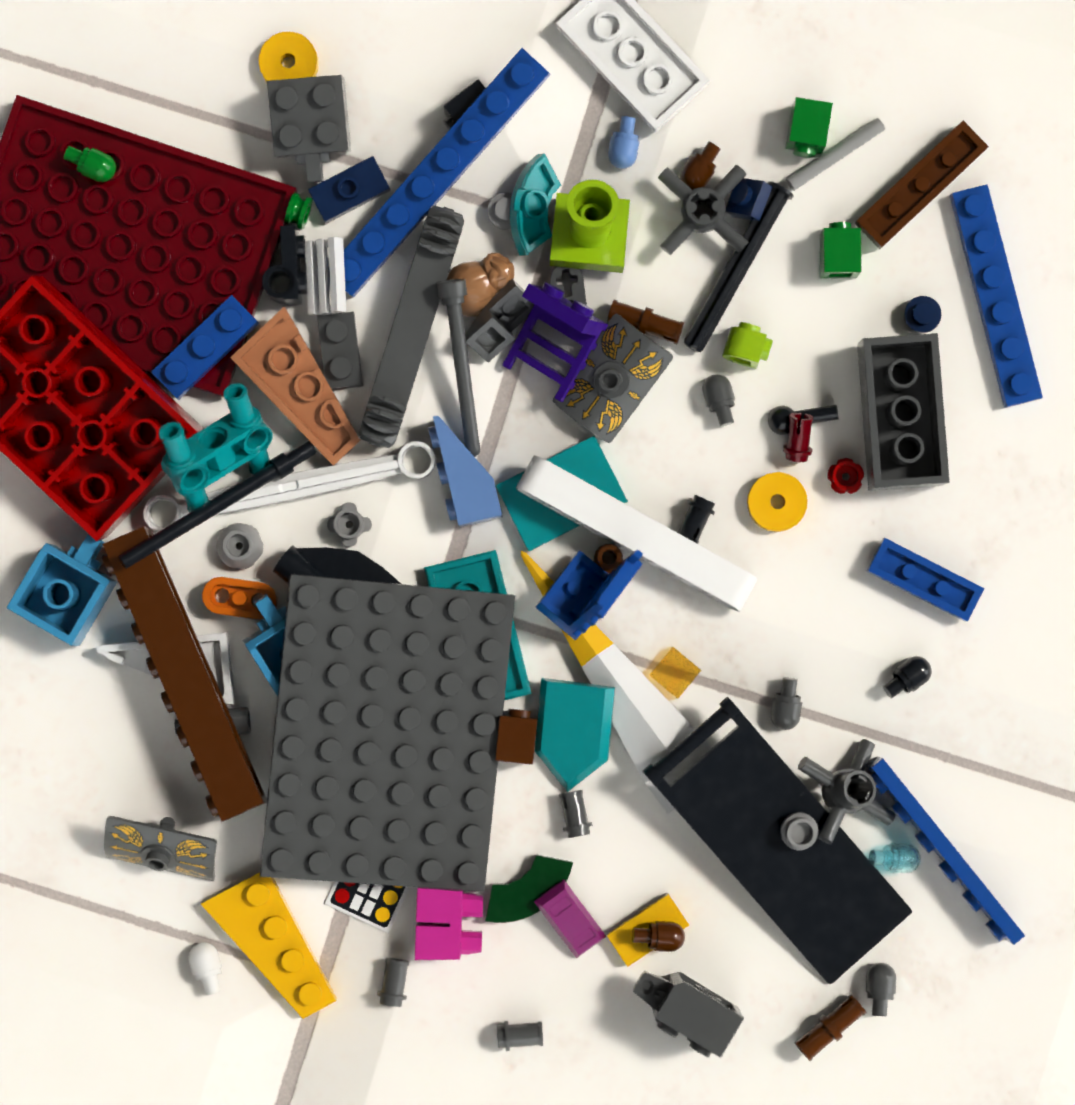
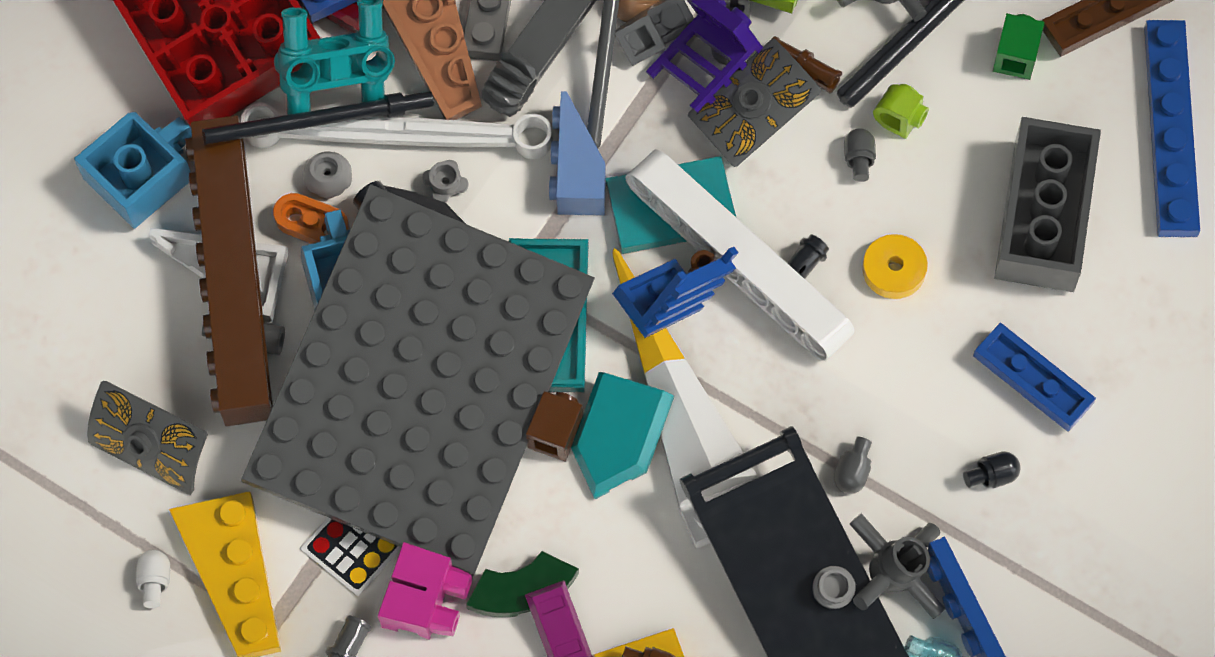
camera: 15 degrees right, 20 degrees down
(575, 814) = (595, 520): dark grey pin -> none
(675, 672) = (742, 406): clear yellow tile -> none
(779, 417) = (922, 192): black bar -> none
(798, 441) = (933, 206): dark red pin -> none
(855, 474) = (976, 248): red plate -> none
(922, 314) = (1092, 118): dark blue plate -> none

